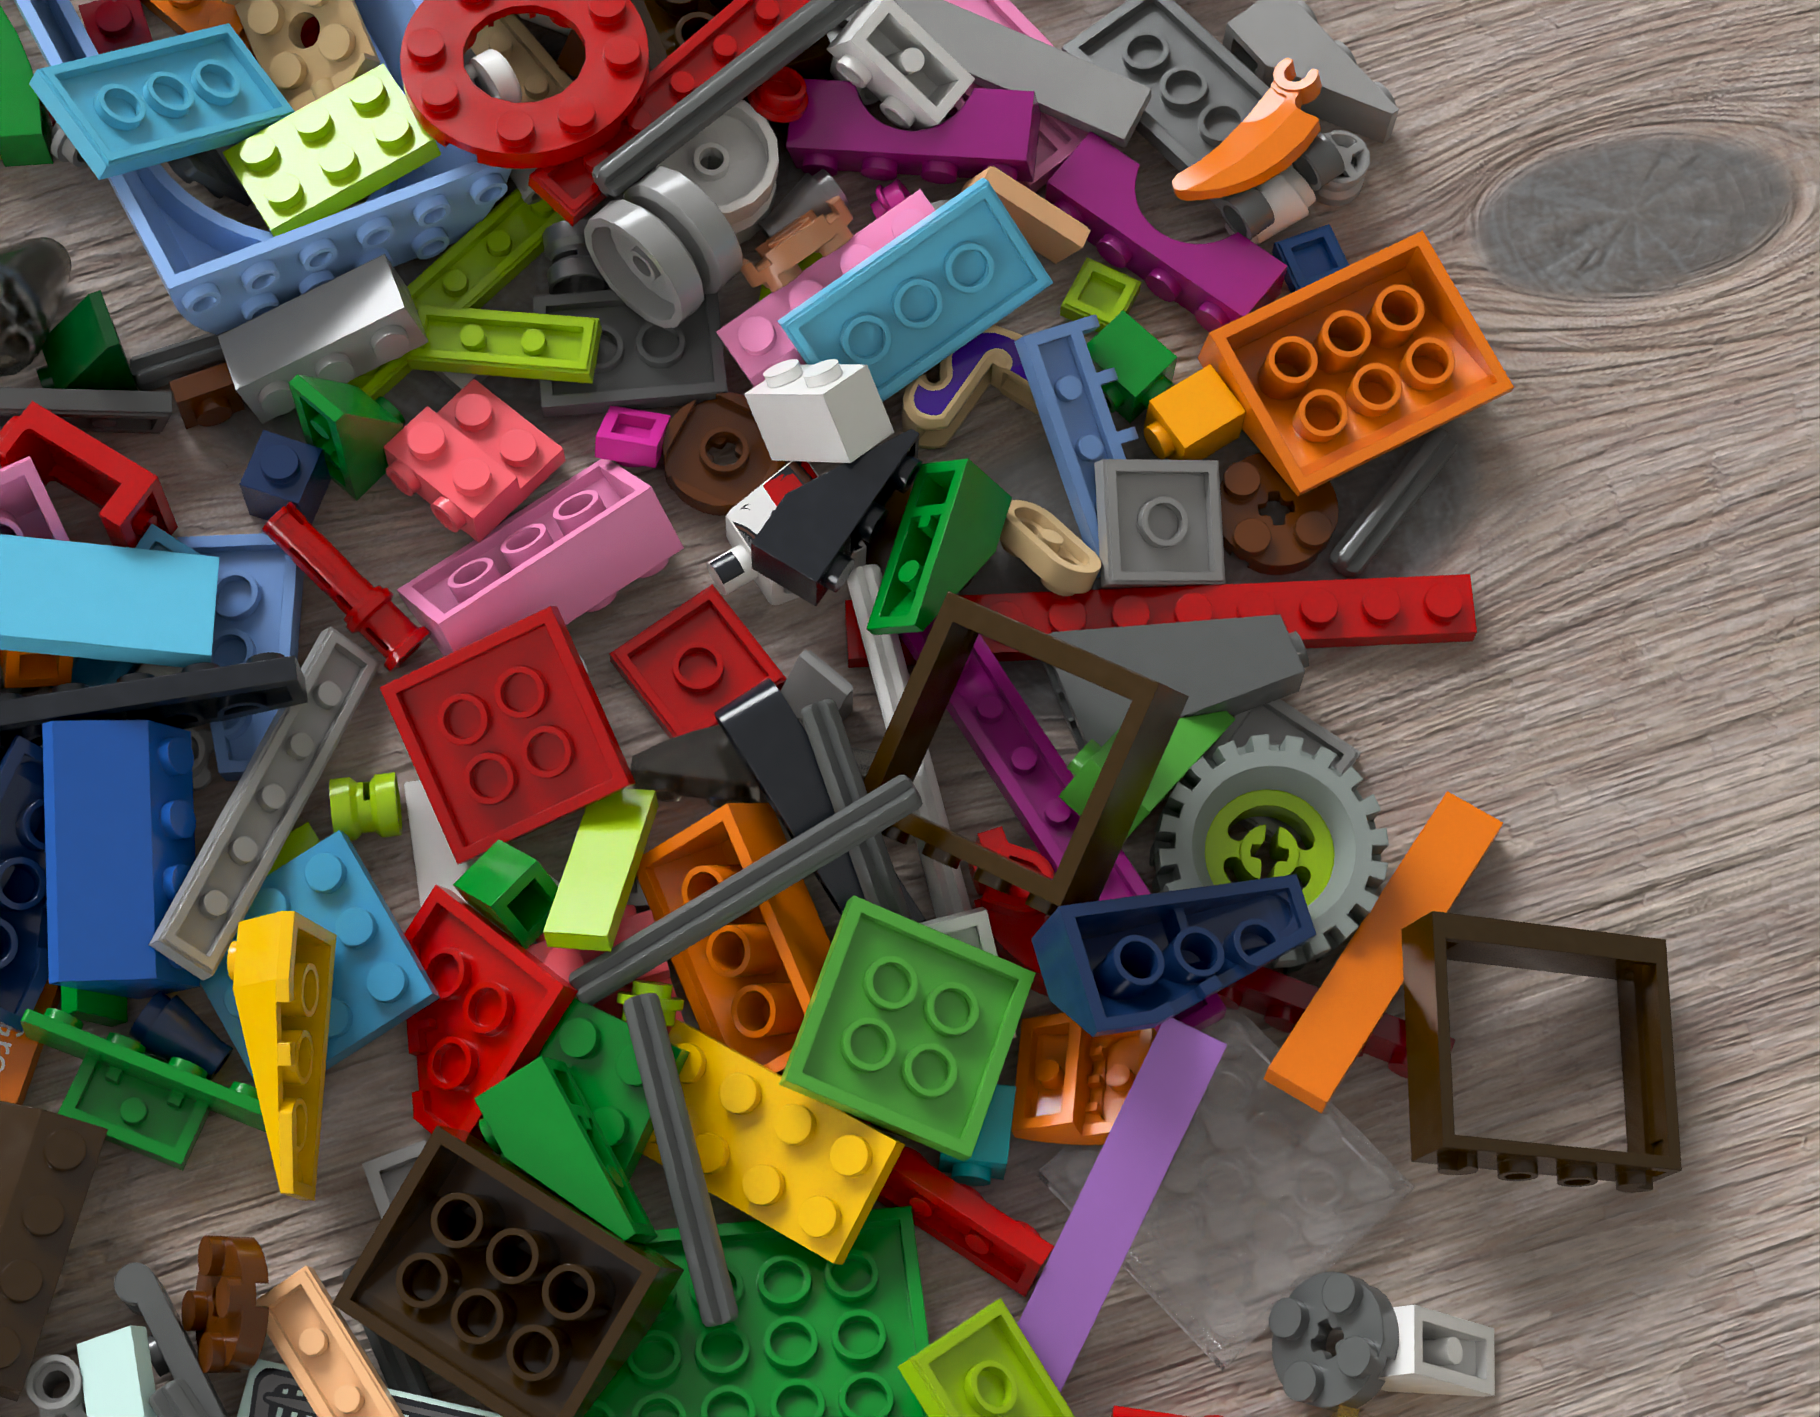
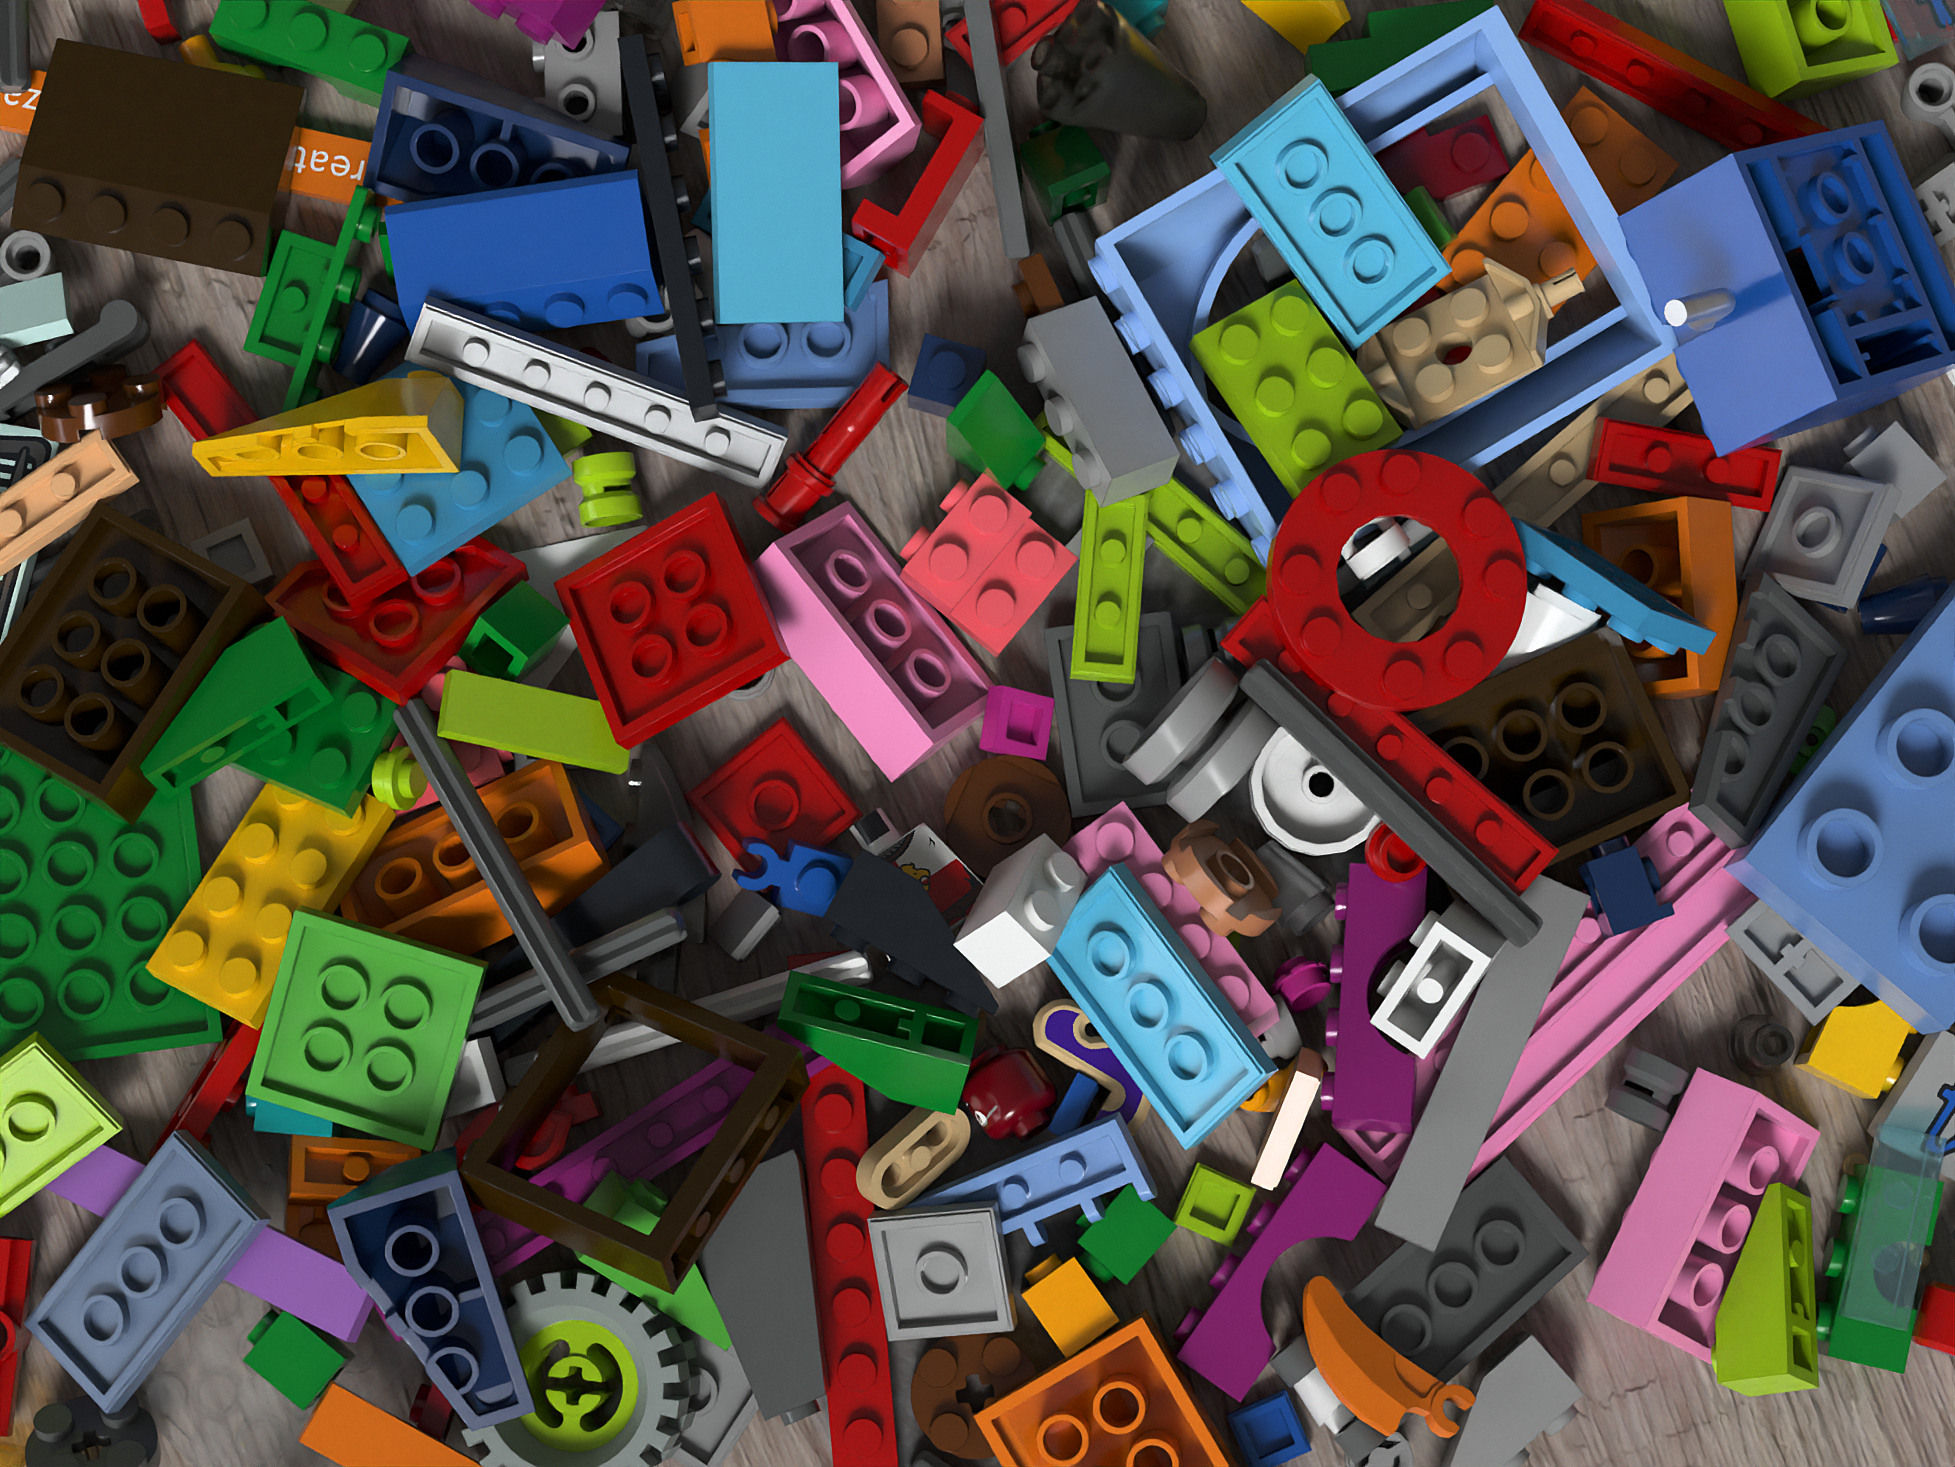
camera: 90 degrees right, 15 degrees up
(238, 1205) = (202, 393): none -> red tile
(388, 1067) = (341, 535): none -> red tile
(680, 1160) = (234, 815): dark grey axle -> none
(770, 638) = (802, 877): none -> blue plate
(998, 451) = (1009, 1093): none -> dark red head
(1005, 406) = (1074, 1105): none -> blue tile
(1149, 1270) = (147, 1270): none -> sand blue tile
(1237, 1123) = (296, 1357): none -> green brick

